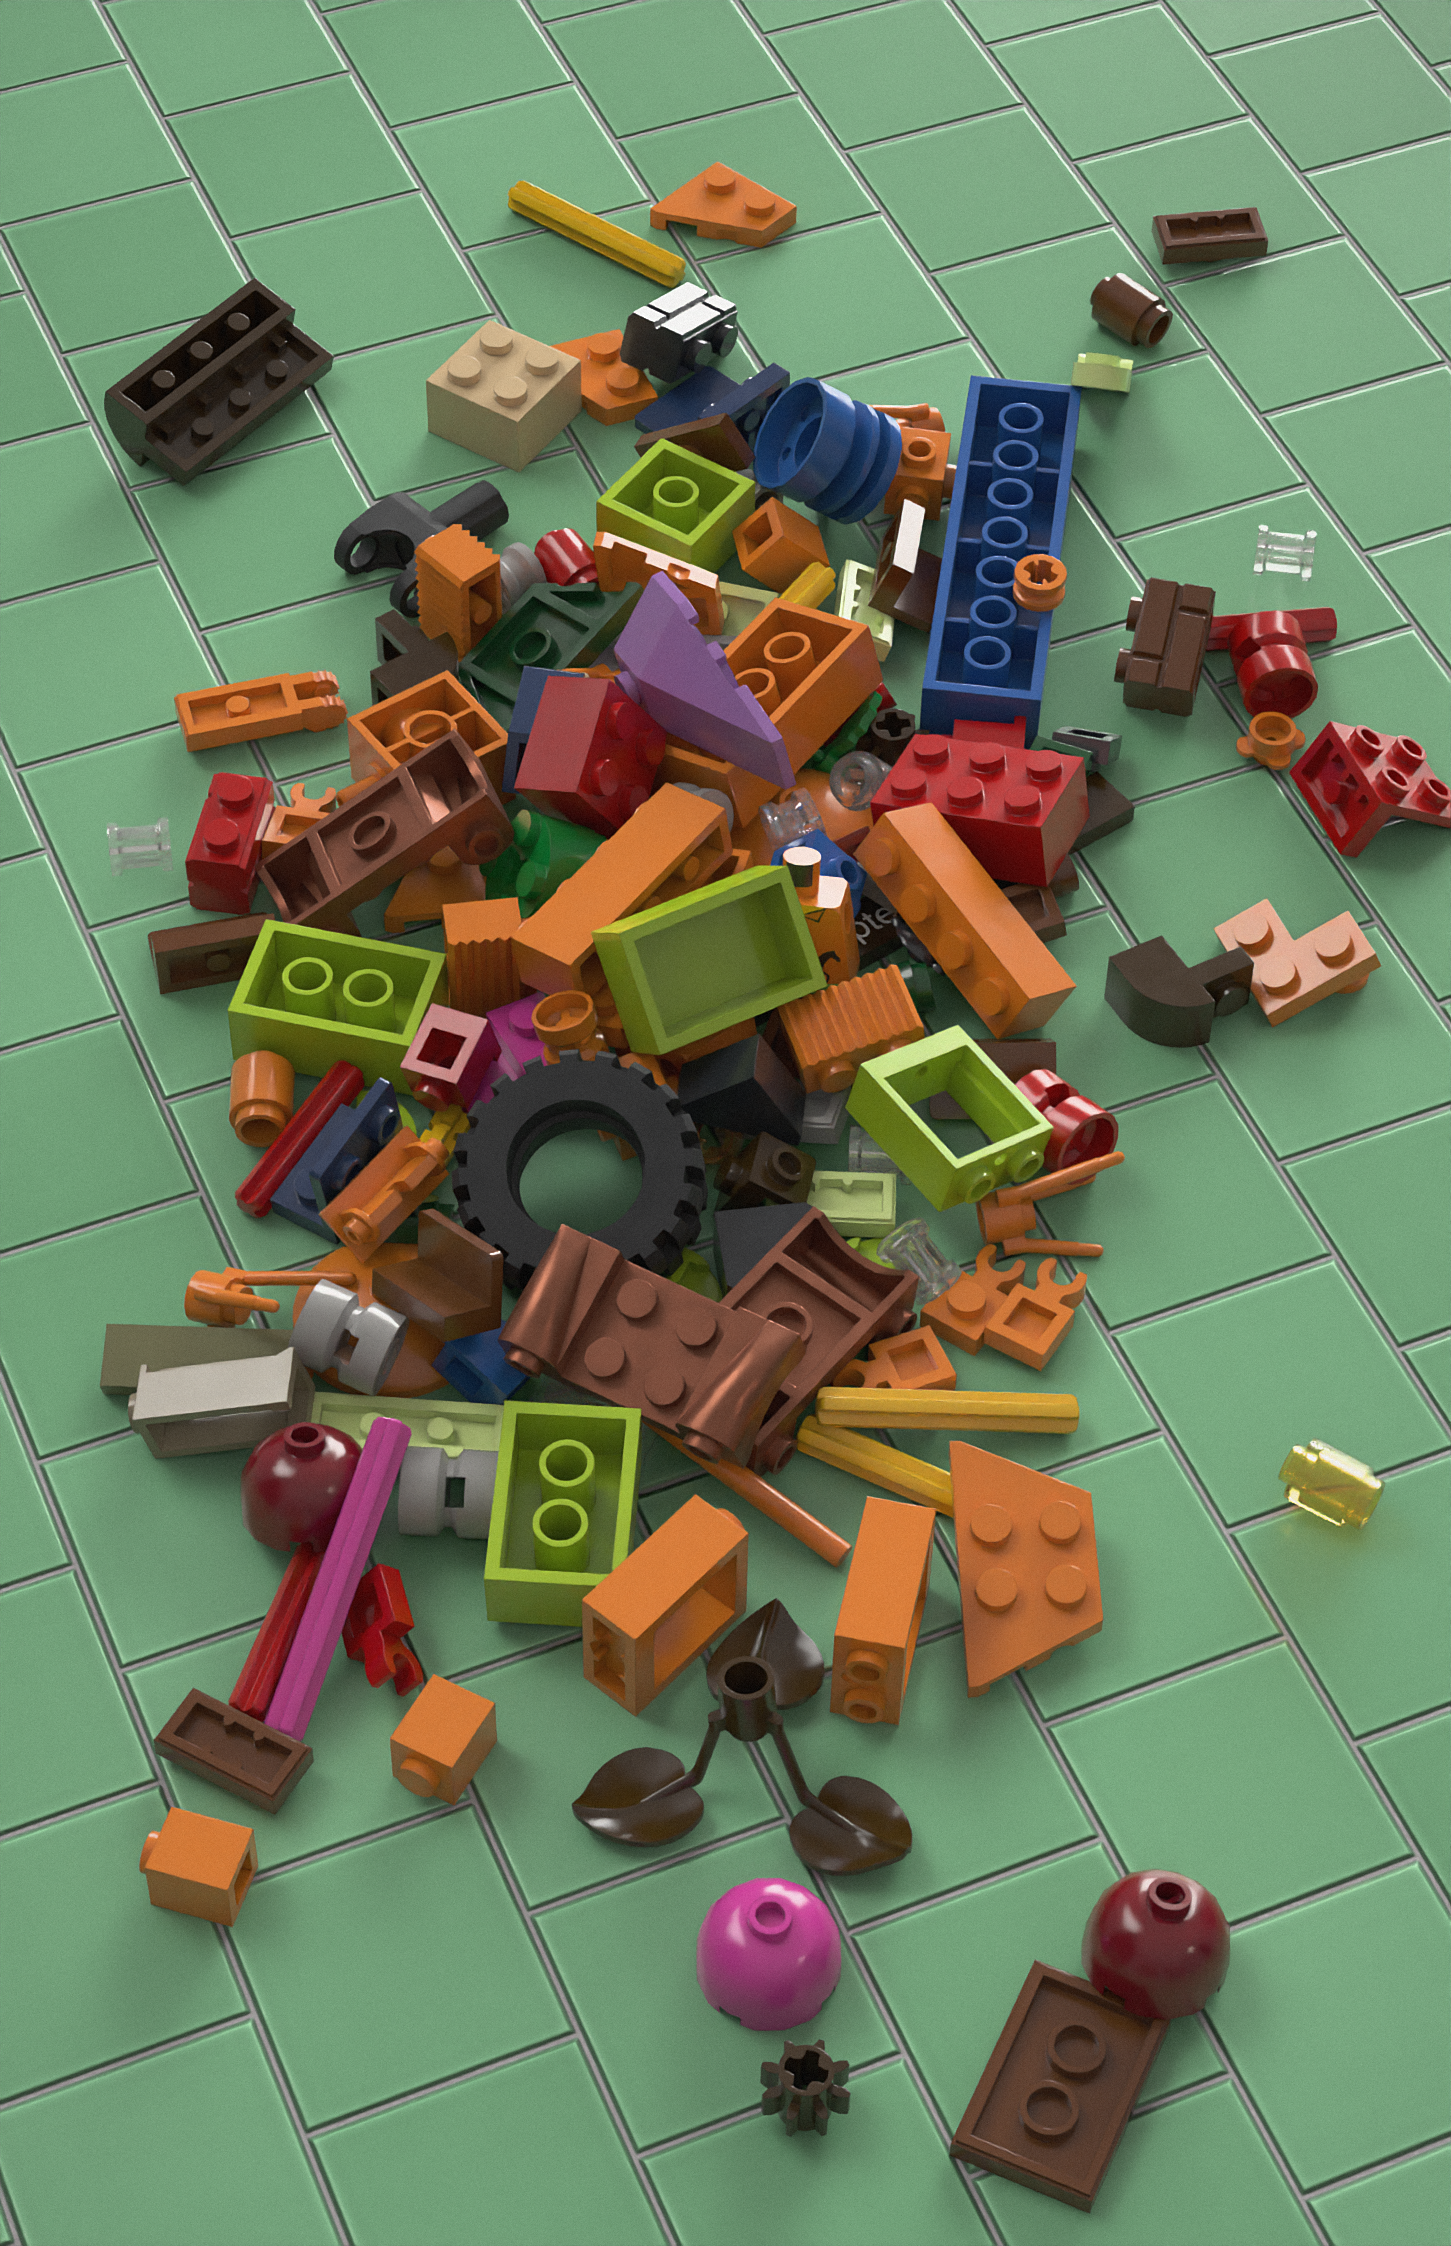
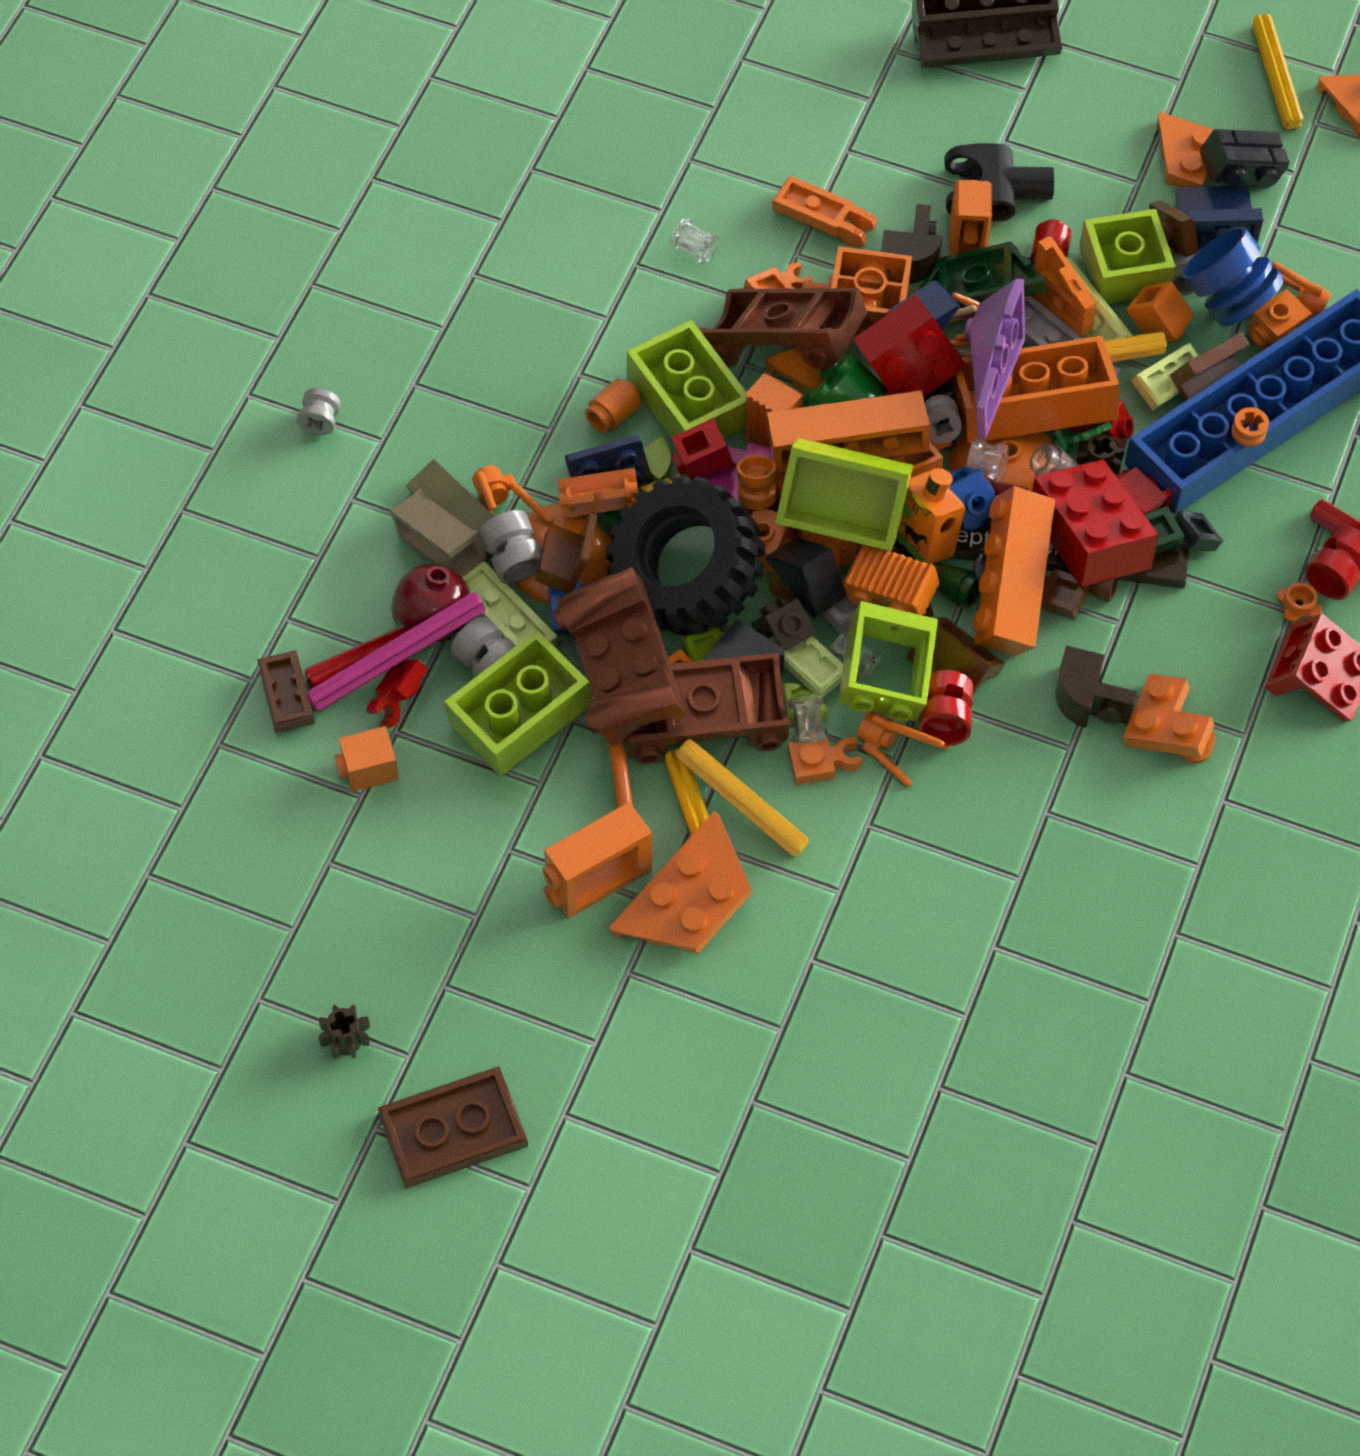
camera: 45 degrees right, 10 degrees up
(199, 1866) = (218, 728): orange brick -> none
(204, 951) = (665, 311): reddish brown panel -> none
(229, 843) = (730, 267): red brick -> none
(338, 1086) = (646, 427): red axle -> none
(504, 395) = (1120, 129): tan brick -> none
(518, 573) = (1016, 229): light grey wheel -> none
(665, 1604) = (513, 778): orange window -> none
(754, 1672) = (427, 852): dark brown plant -> none
(768, 1954) = (396, 965): dark pink cylinder -> none
(902, 1362) = (748, 762): orange plate -> none
(1036, 1321) = (833, 791): orange plate -> none
(1157, 1944) = (551, 1106): dark red cylinder -> none
(1167, 646) = (1294, 511): reddish brown brick -> none
(1331, 1484) = (874, 979): clear yellow brick -> none

